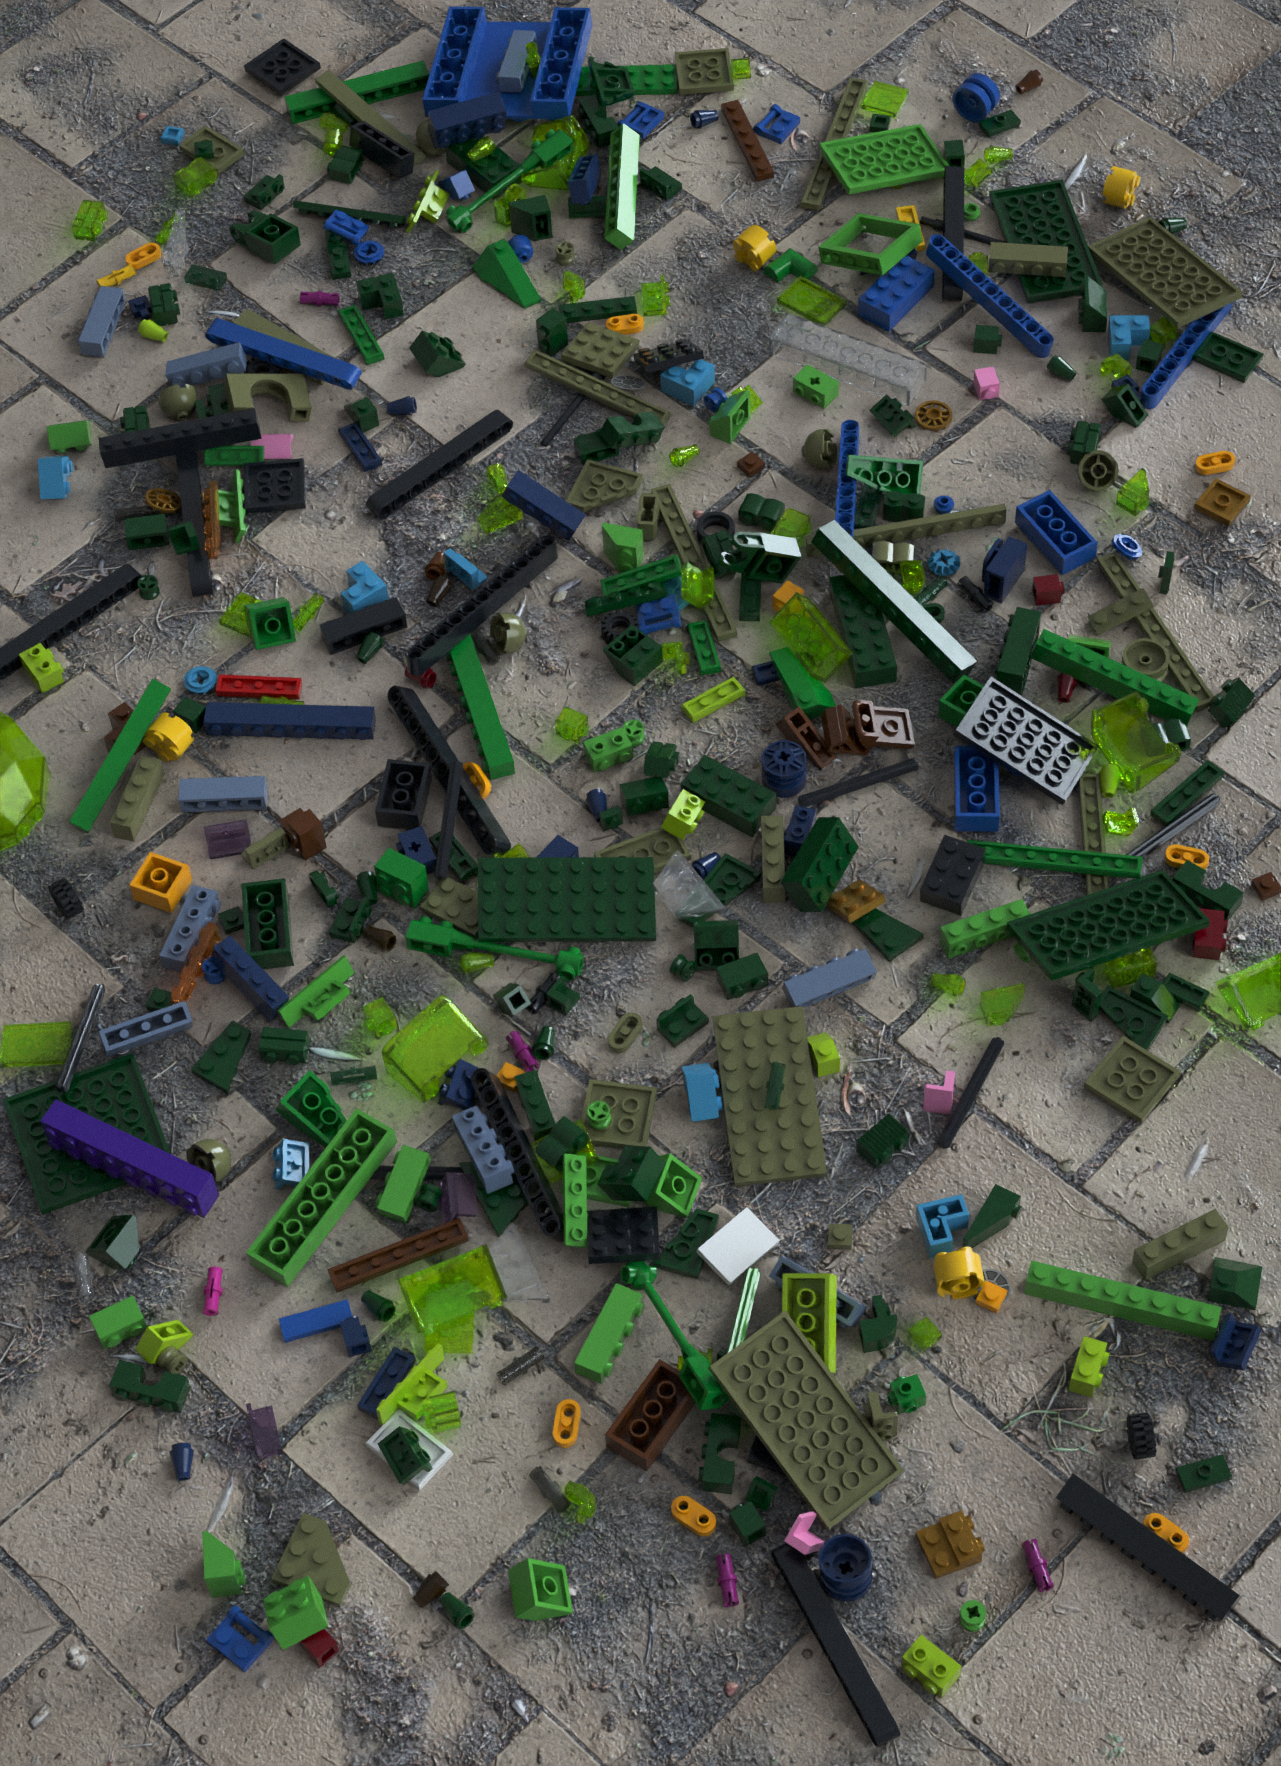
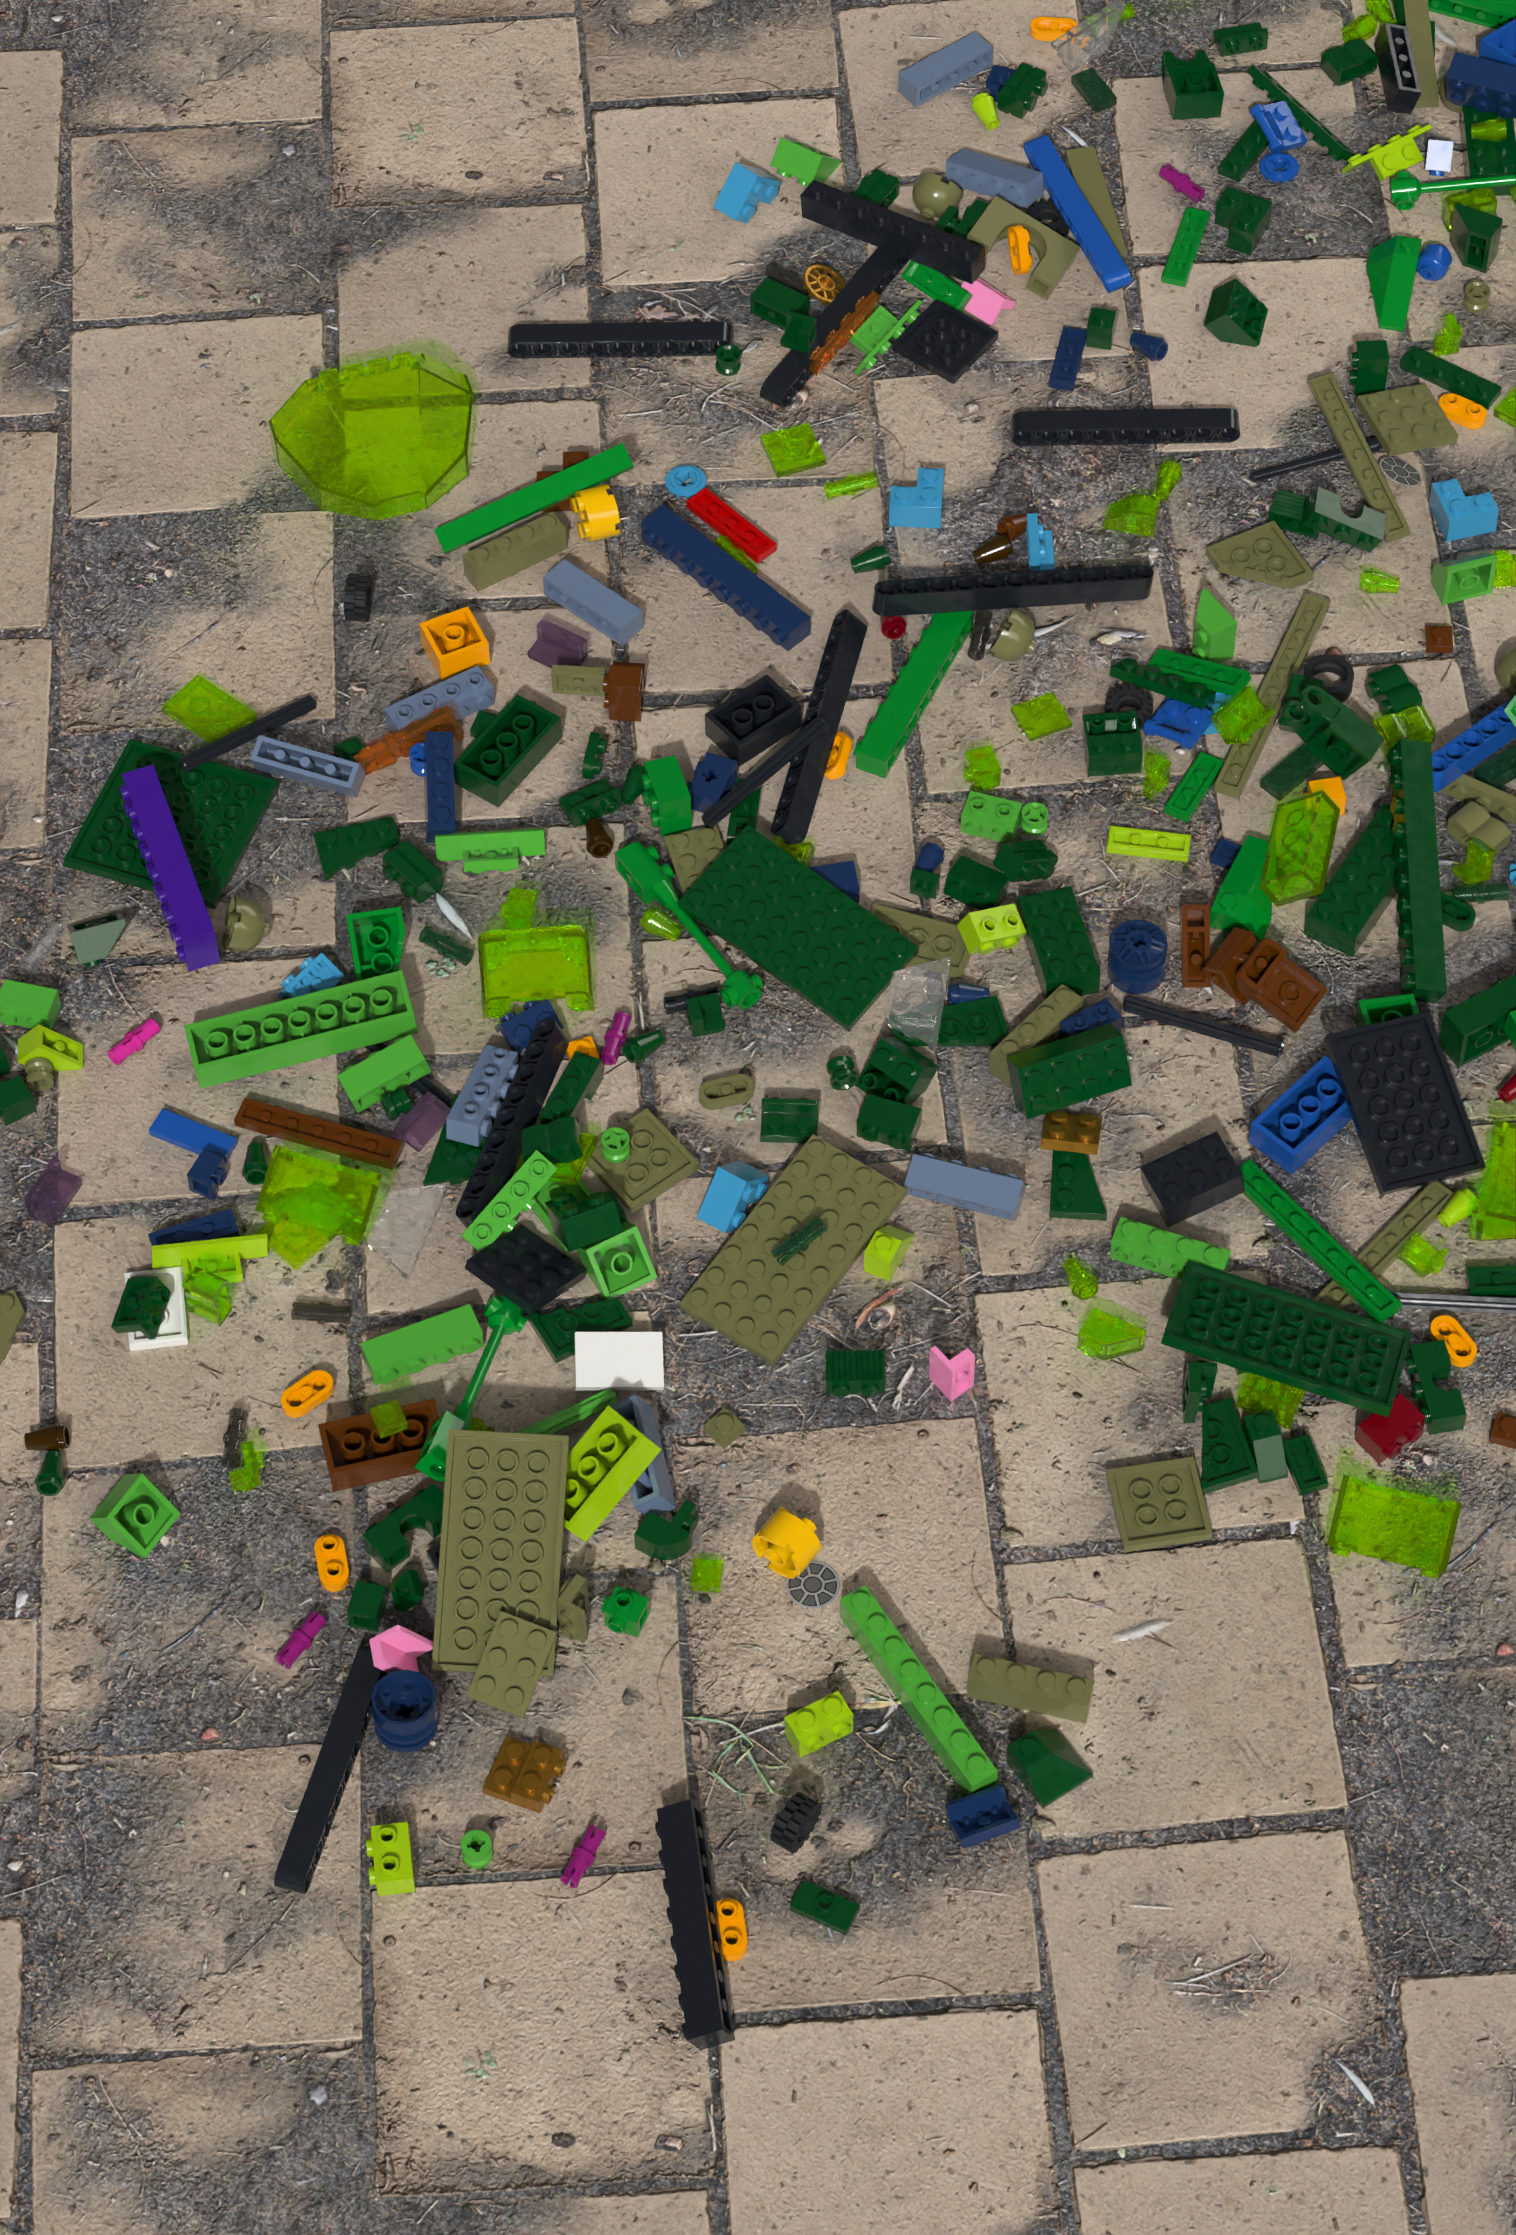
camera: 40 degrees right, 0 degrees up
(41, 667) = (555, 369): lime brick -> none
(116, 276) = (1006, 34): yellow pin -> none
(191, 713) = (639, 505): dark green panel -> none
(266, 400) = (1018, 249): none -> light orange plate
(270, 623) = (799, 470): green slope -> none
(351, 629) = (901, 536): black brick -> none
(511, 999) = (651, 981): dark green brick -> none
(543, 505) = (1173, 534): dark blue brick -> none
(570, 670) = (1041, 717): none -> clear neon green piece
(647, 1394) = (388, 1418): none -> clear neon green plate
(648, 515) = (1270, 617): olive brick -> none
(668, 355) = (1463, 469): black plate -> none
(715, 399) = (1469, 546): blue wheel -> none
(876, 1484) = (511, 1664): none -> olive plate
(938, 1220) = (822, 1482): dark azure brick -> none
(970, 1093) = (989, 1395): black axle -> none
(991, 1297) = (803, 1592): light orange plate -> none
(994, 1216) = (883, 1521): dark green slope -> none

